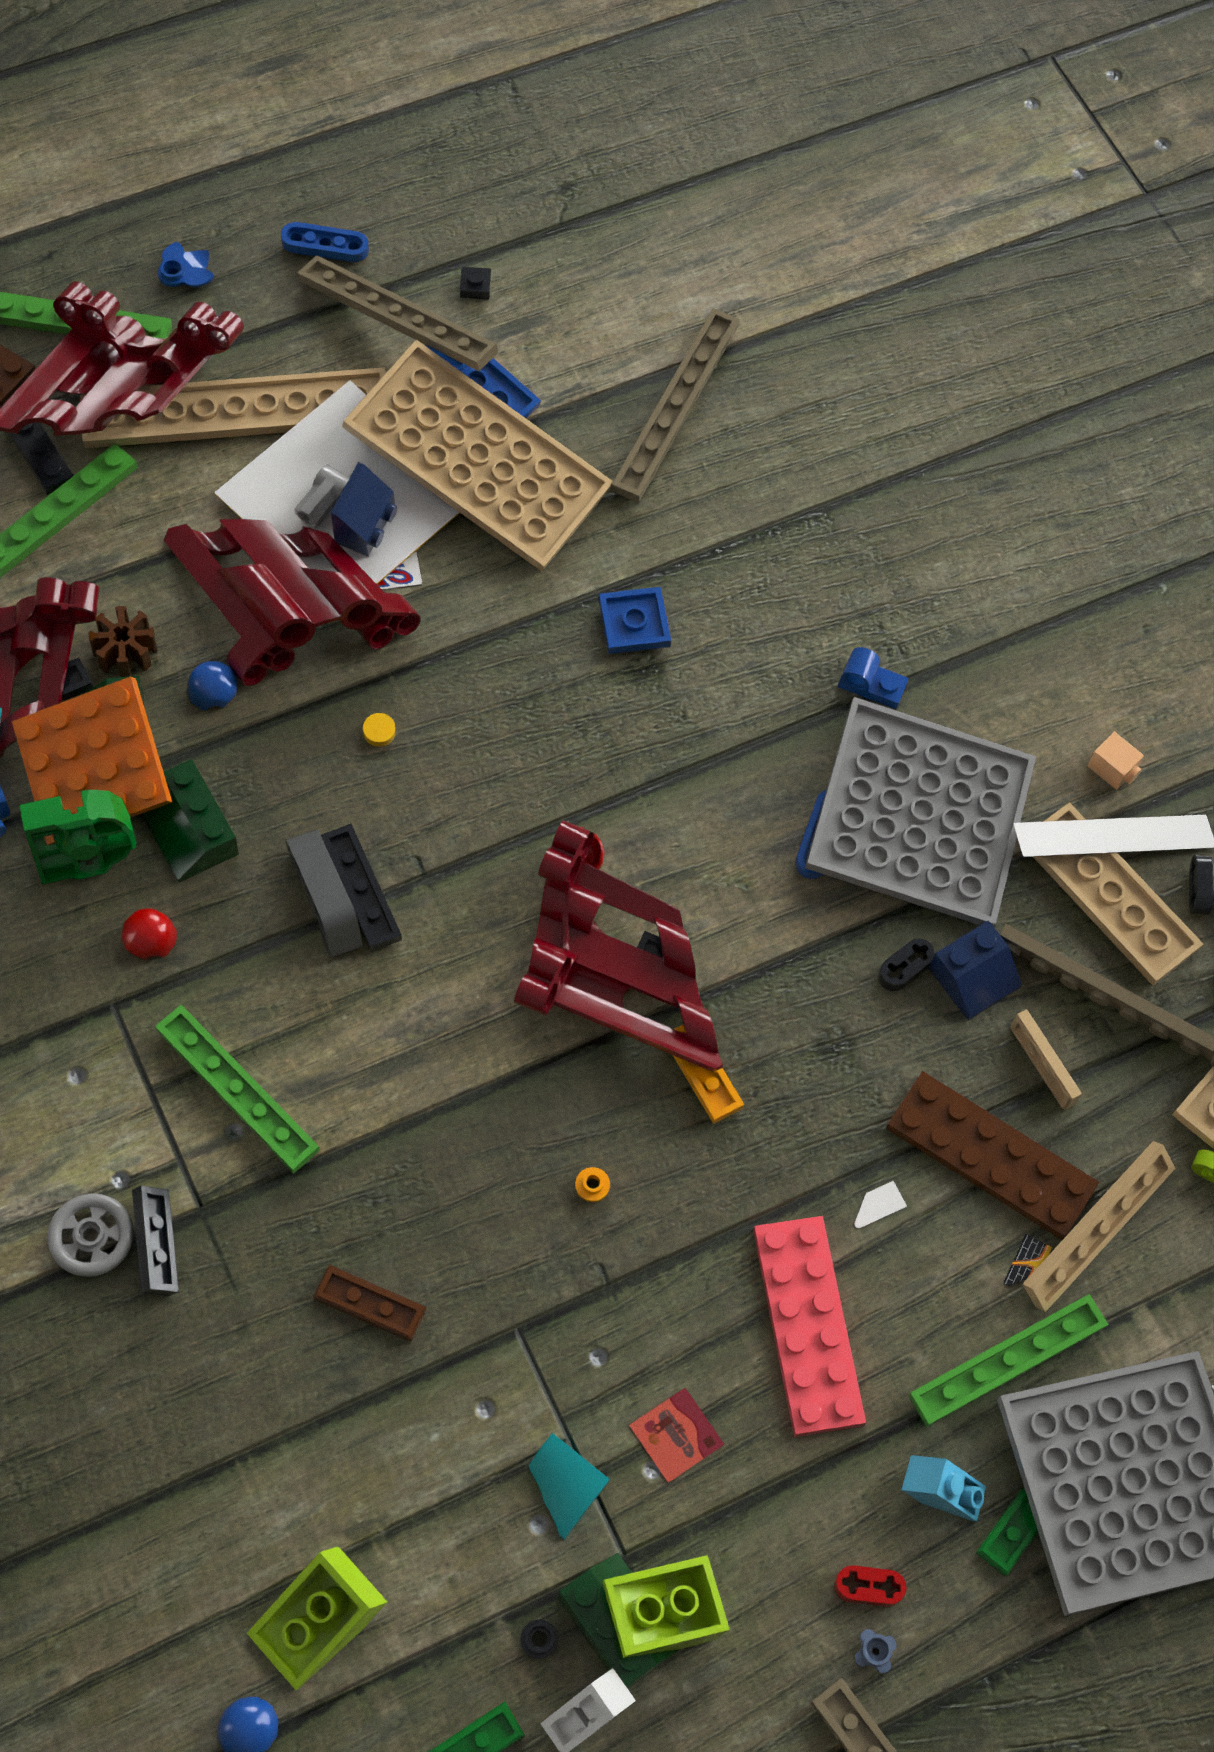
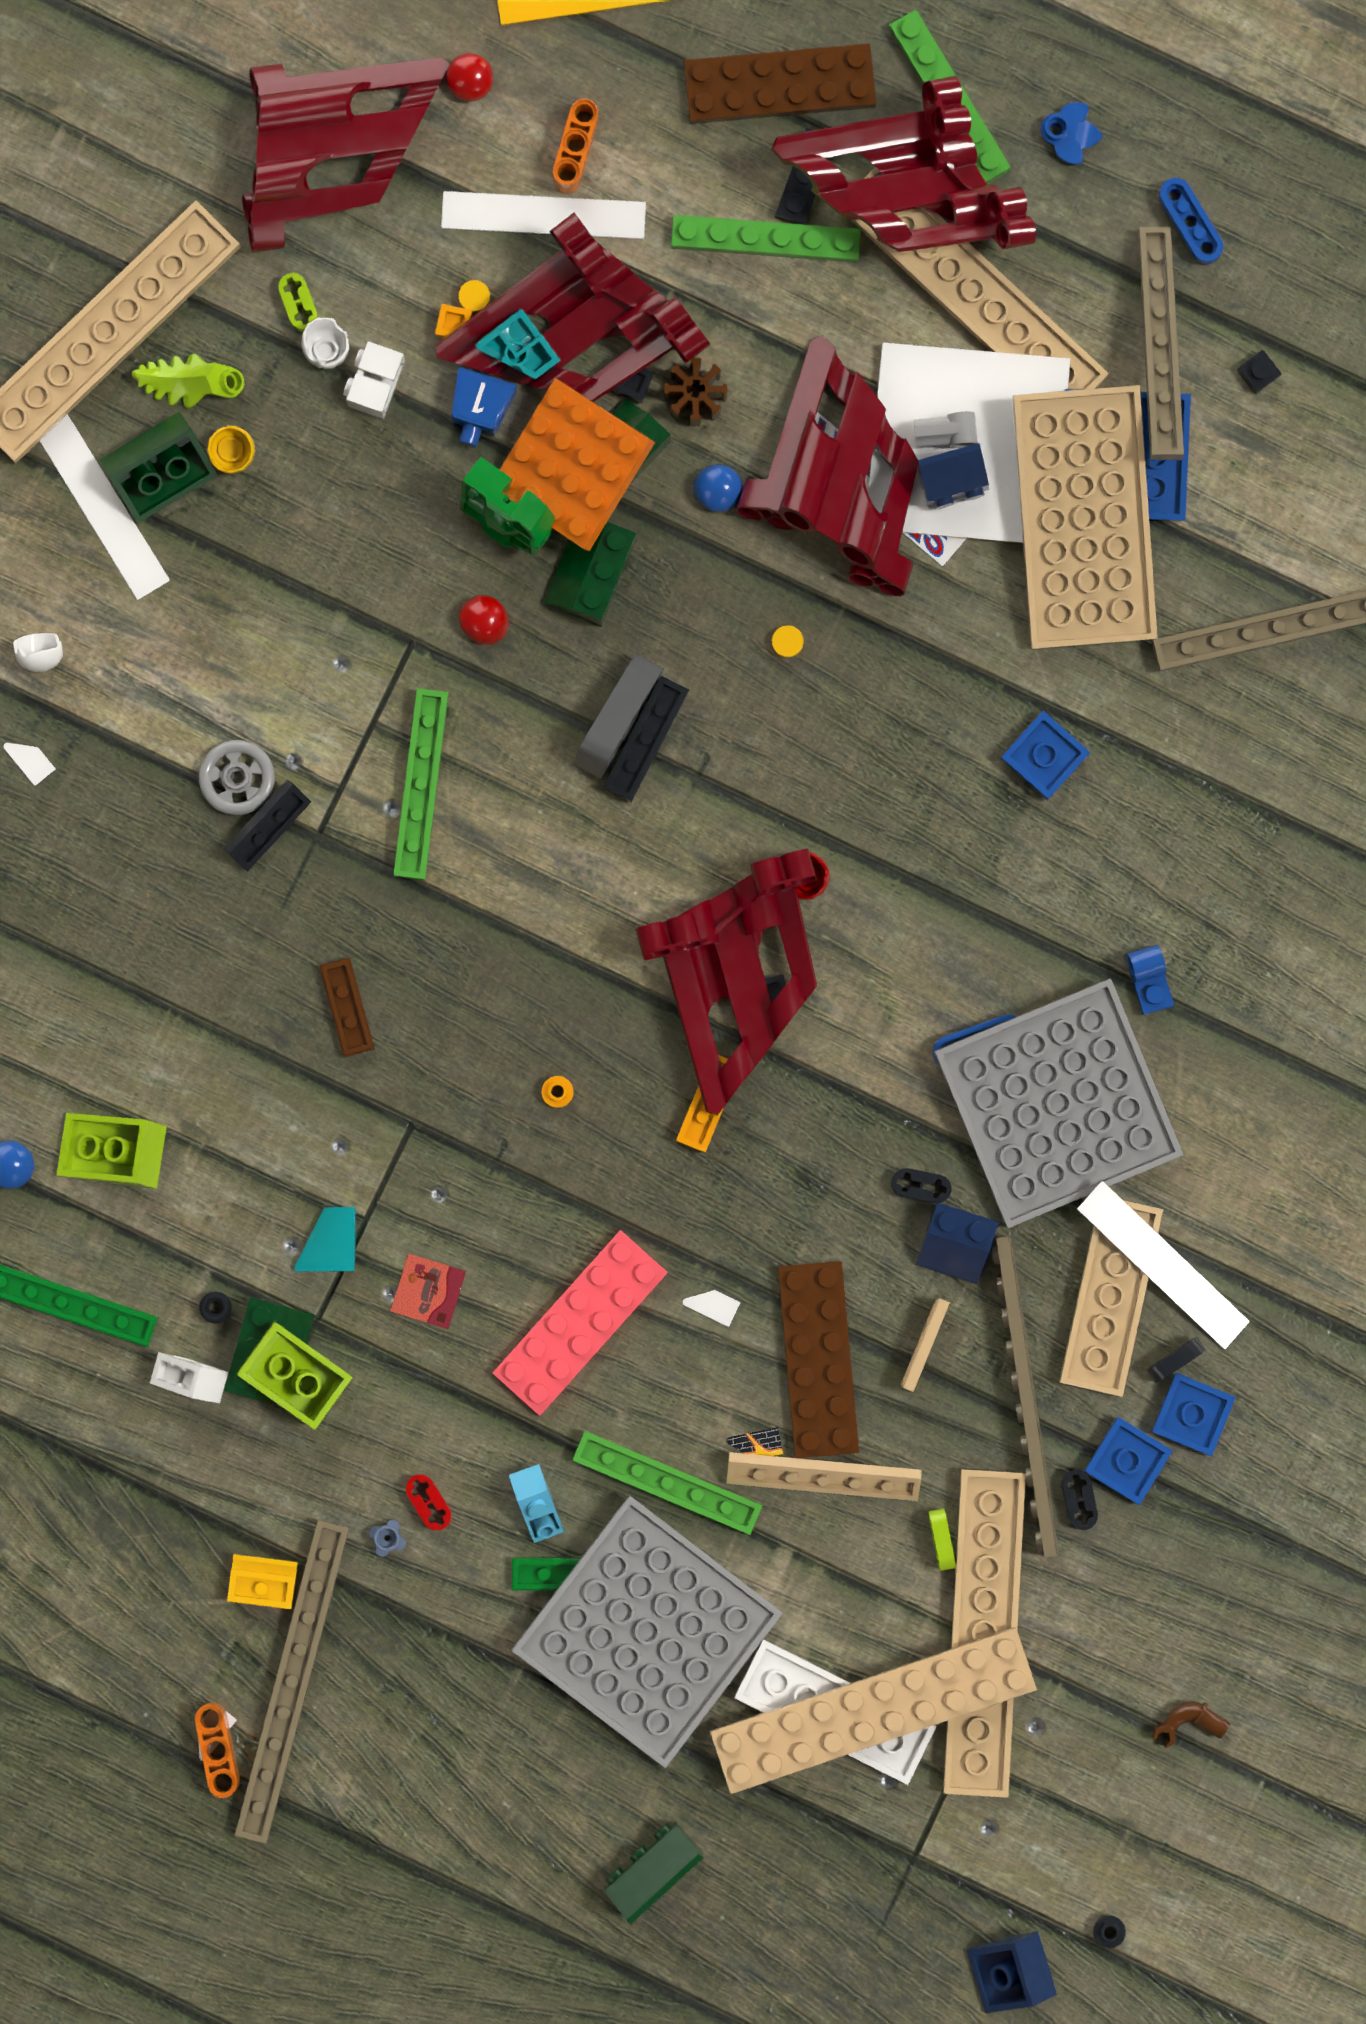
camera: 50 degrees right, 20 degrees up
(1116, 761) = (1233, 1220): light nougat brick -> none

